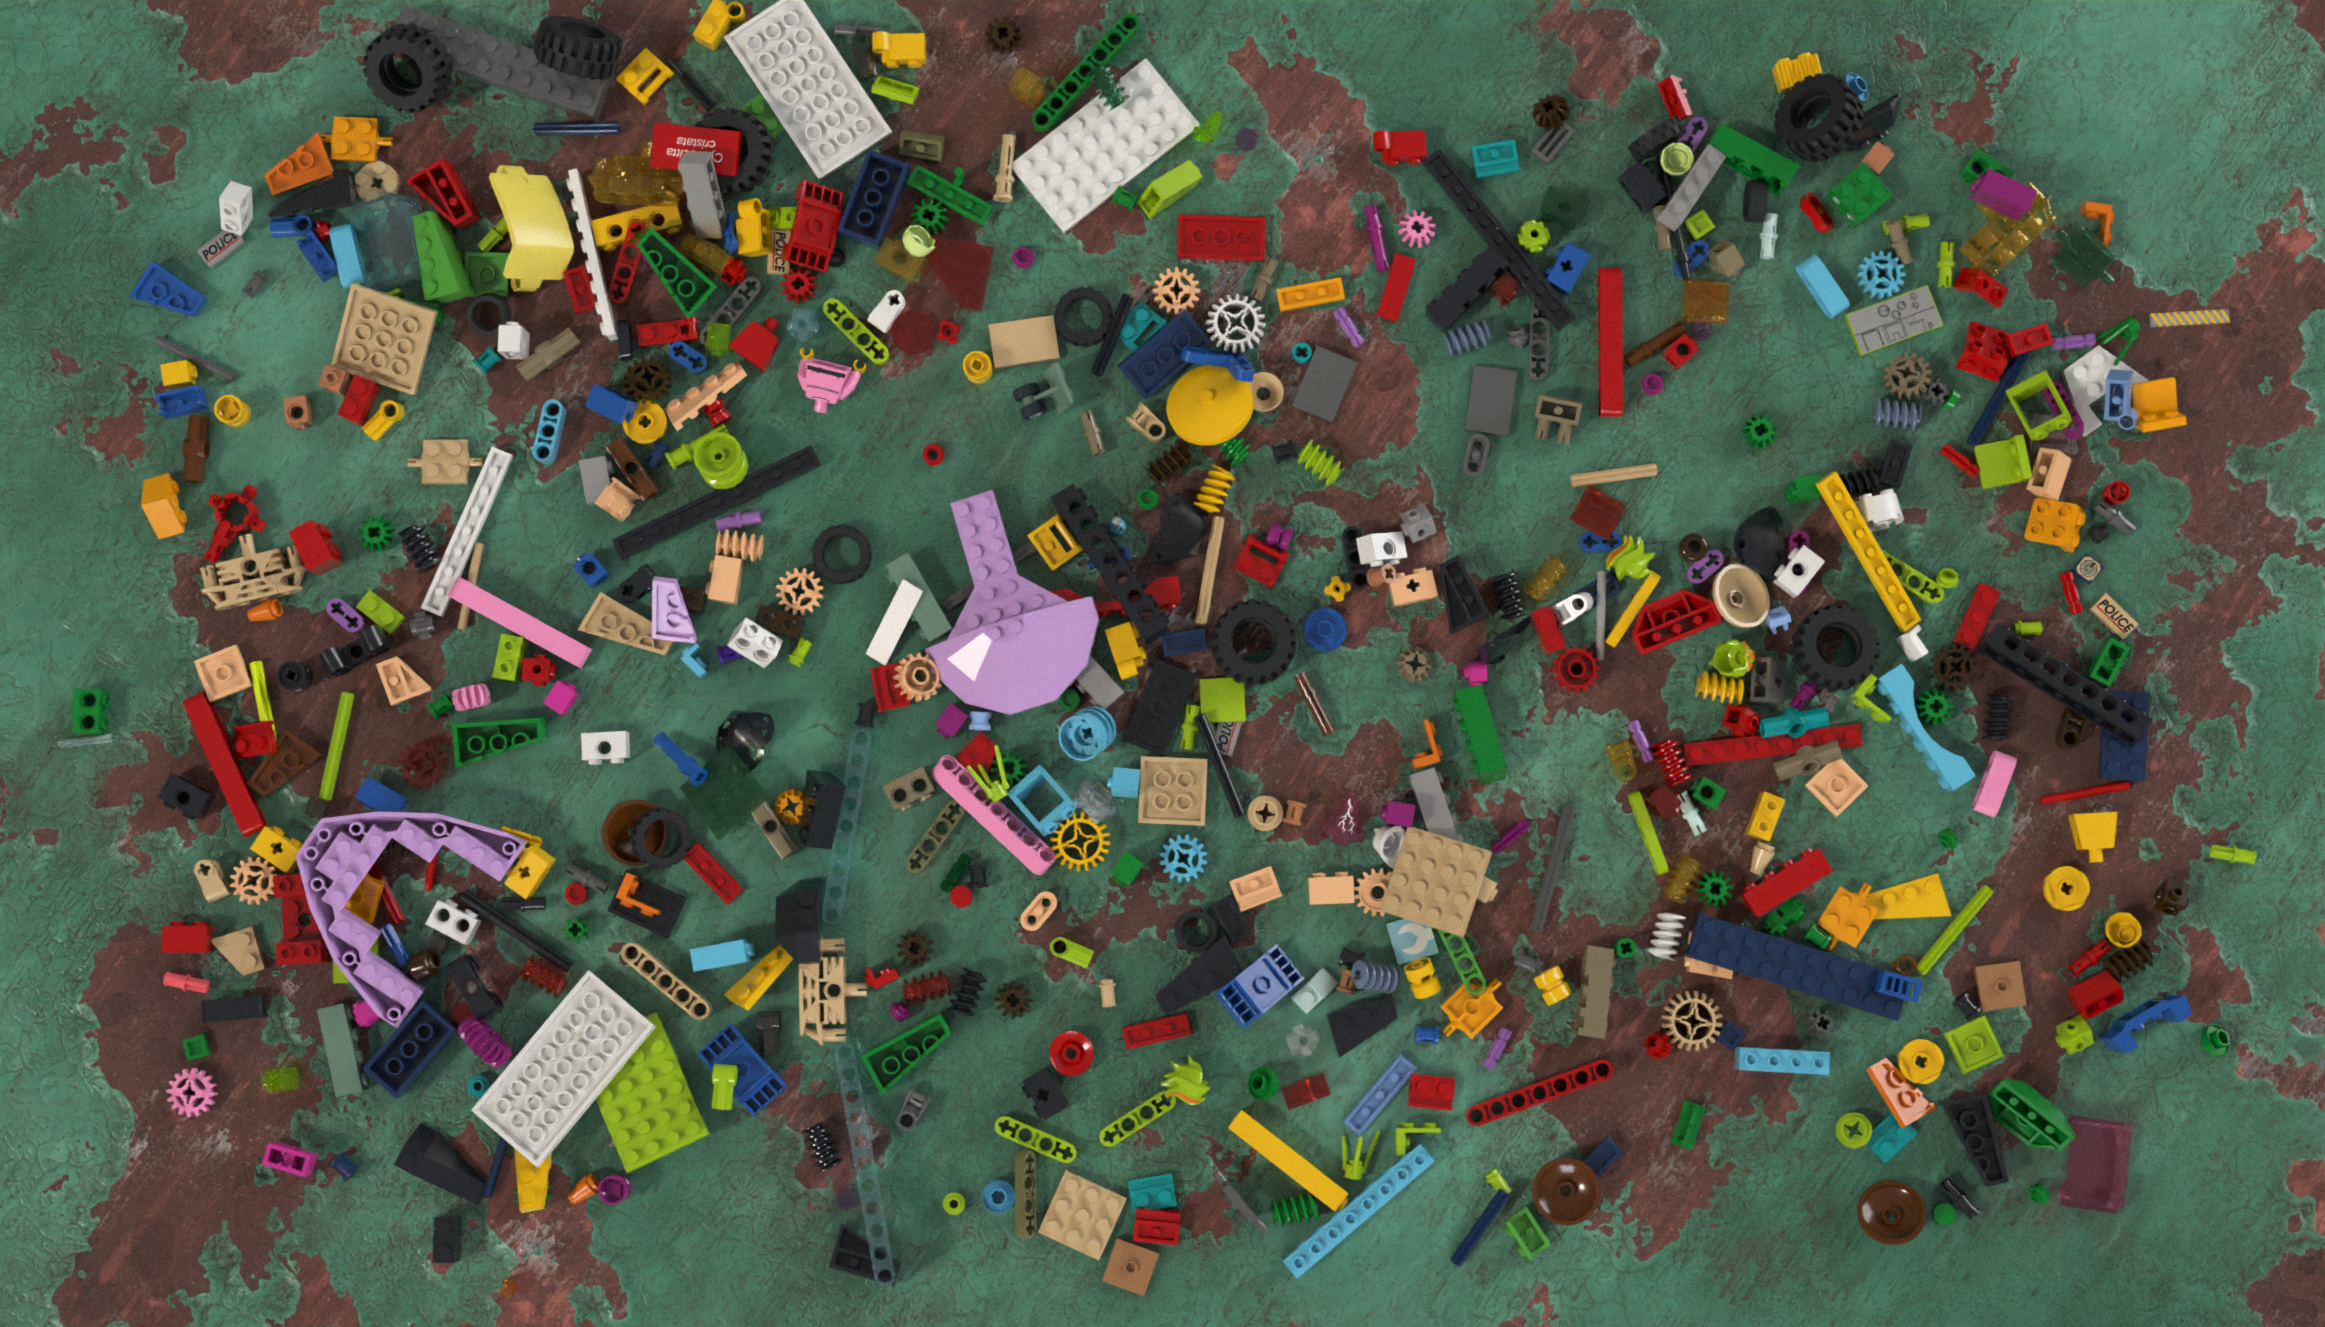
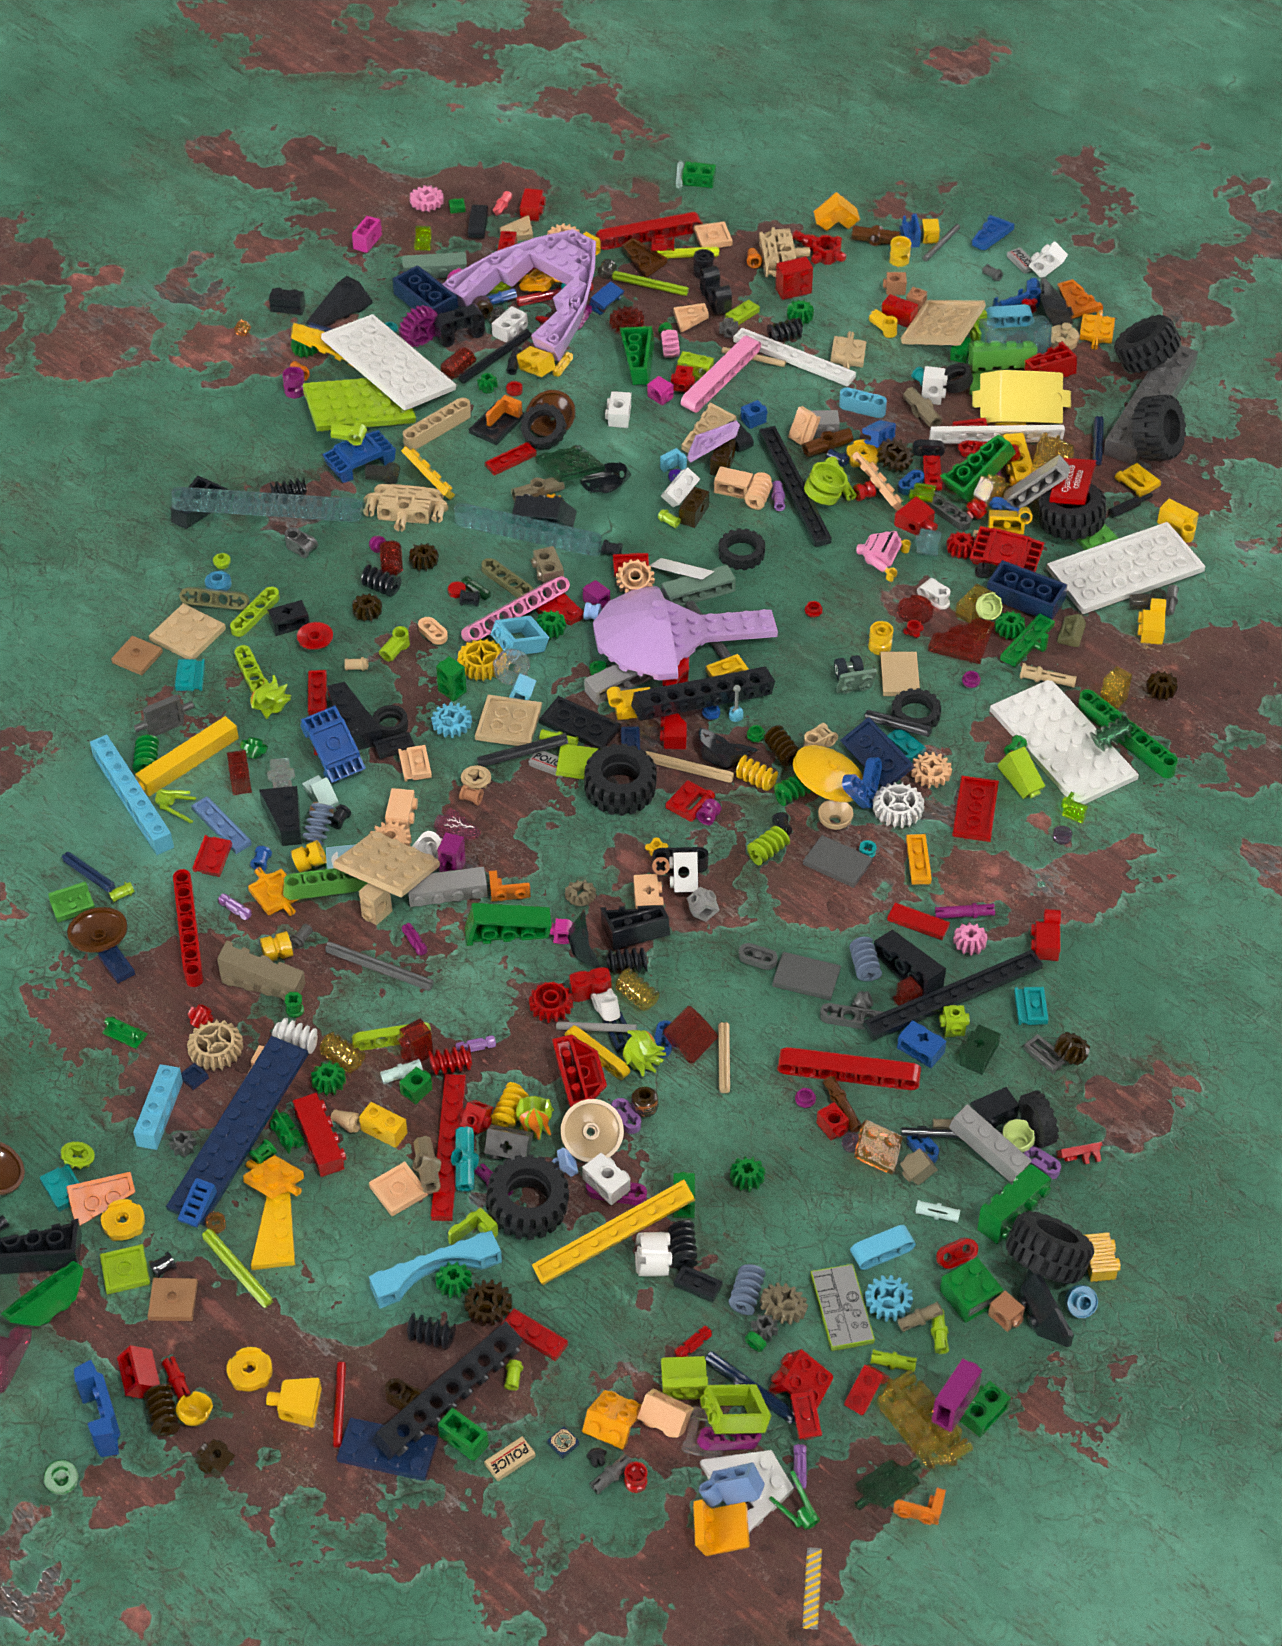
camera: 95 degrees right, 35 degrees down
(199, 800) = (630, 211): black brick -> none
(213, 883) = (570, 216): tan piece -> none
(344, 1166) = (353, 261): dark blue bush -> none
(349, 612) = (743, 294): medium lavender beam -> none
(587, 878) = (525, 391): dark grey pin -> none
(686, 764) = (595, 442): blue pin -> none
(722, 955) = (447, 448): medium azure window -> none
(800, 921) = (459, 488): black wedge -> none
(801, 582) = (716, 521): light nougat gear -> none
(856, 331) = (904, 586): lime beam -> none
(886, 977) = (406, 535): red bracket -> none
(895, 90) = (1118, 616): lime plate -> none
(903, 1051) = (344, 538): green wedge -> none
(994, 790) = (534, 607): lime plant -> none
(1087, 733) = (567, 664): medium azure wheel -> none
(1092, 433) = (816, 705): dark tan pin -> none
(1156, 1226) = (162, 671): red plate -> none
(1264, 279) = (935, 830): dark tan pin -> none
(1302, 680) = (567, 817): reddish brown pin -> none
(1325, 629) = (623, 836): blue tile -> none
(1348, 327) = (886, 883): medium lavender axle -> none
(1402, 1142) = (182, 831): lime bracket -> none
(1557, 409) = (788, 1016): dark tan brick -> none
(1621, 759) = (460, 1025): clear yellow piece -> none
(1699, 224) = (954, 1155): lime plate -> none
(1755, 201) = (971, 1186): black tyre -> none
(1761, 543) = (641, 1158): black piece -> none
(1907, 572) = (584, 1276): lime beam -> none
(1912, 644) = (520, 1268): white tile -> none
(1947, 578) = (577, 1311): lime plate -> none
(1948, 839) = (324, 1273): green plate -> none
(1994, 783) = (367, 1321): bright pink beam -> none
(2071, 593) = (541, 1422): red axle -> none
(2074, 1035) = (105, 1348): lime brick -> none
(2232, 854) = (242, 1530): lime axle -> none

